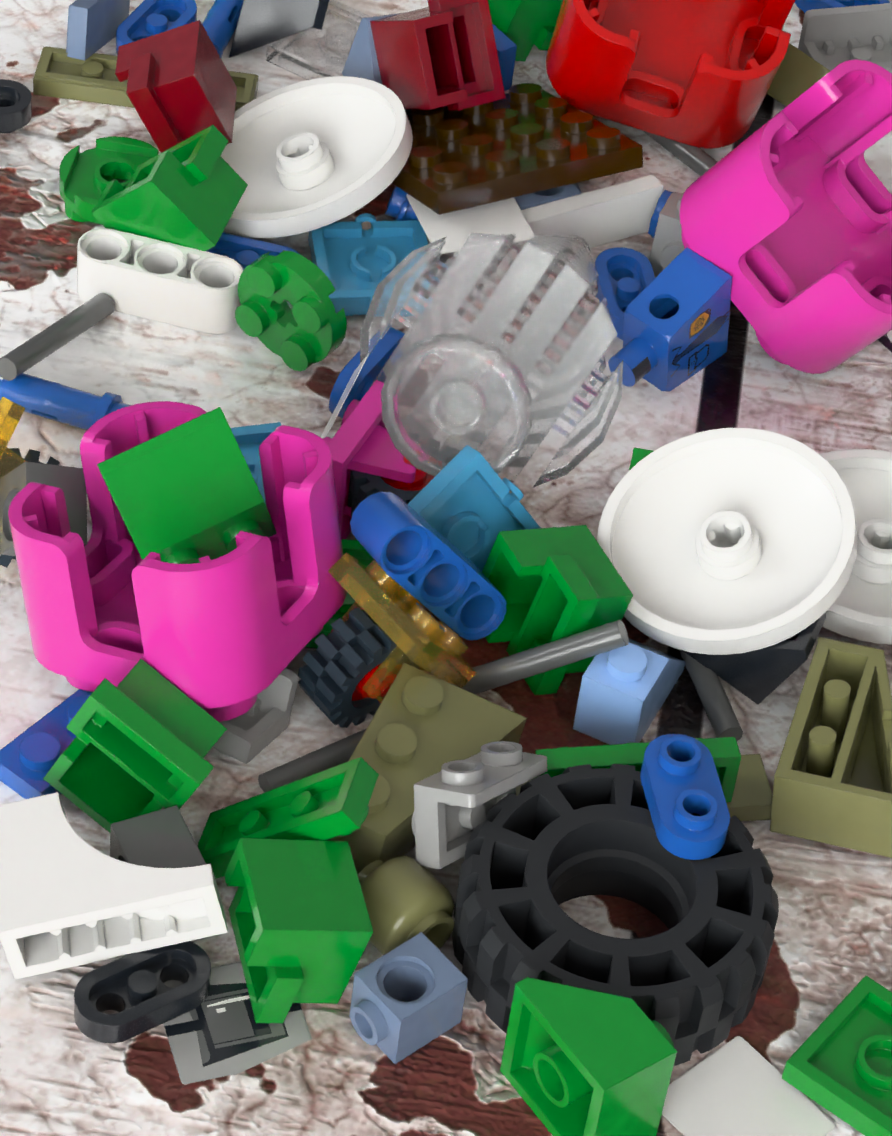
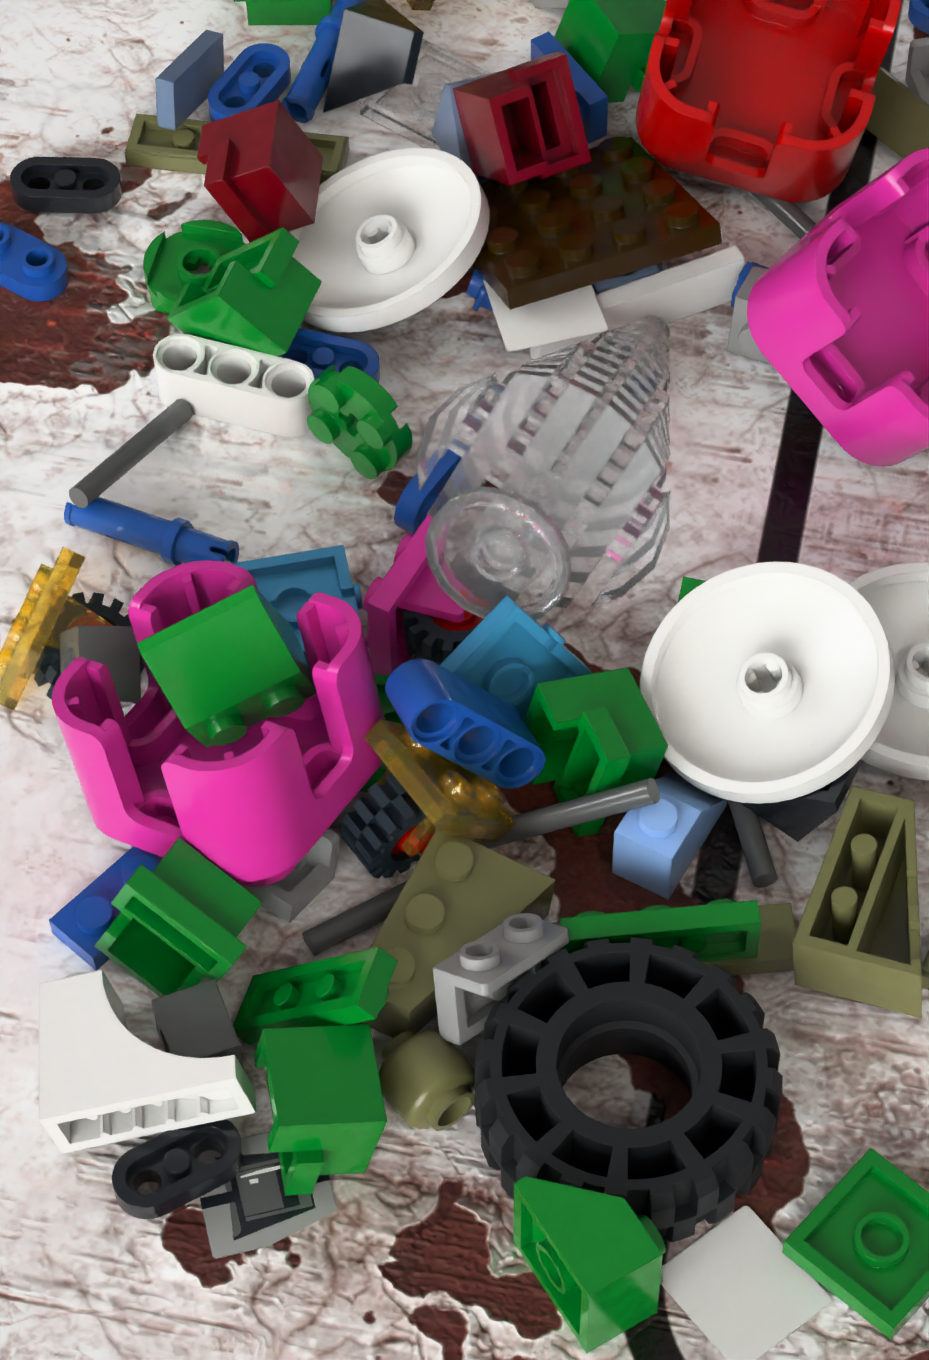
camera: 10 degrees right, 10 degrees up
(350, 384) = (396, 534): white sticker -> none
(362, 258) = (442, 353): dark azure plate -> none
(425, 982) = (431, 1149): sand blue brick -> none
(621, 279) = (704, 391): blue plate -> none
(676, 324) = (743, 422): blue torso -> none
(682, 781) = (692, 971): blue plate -> none

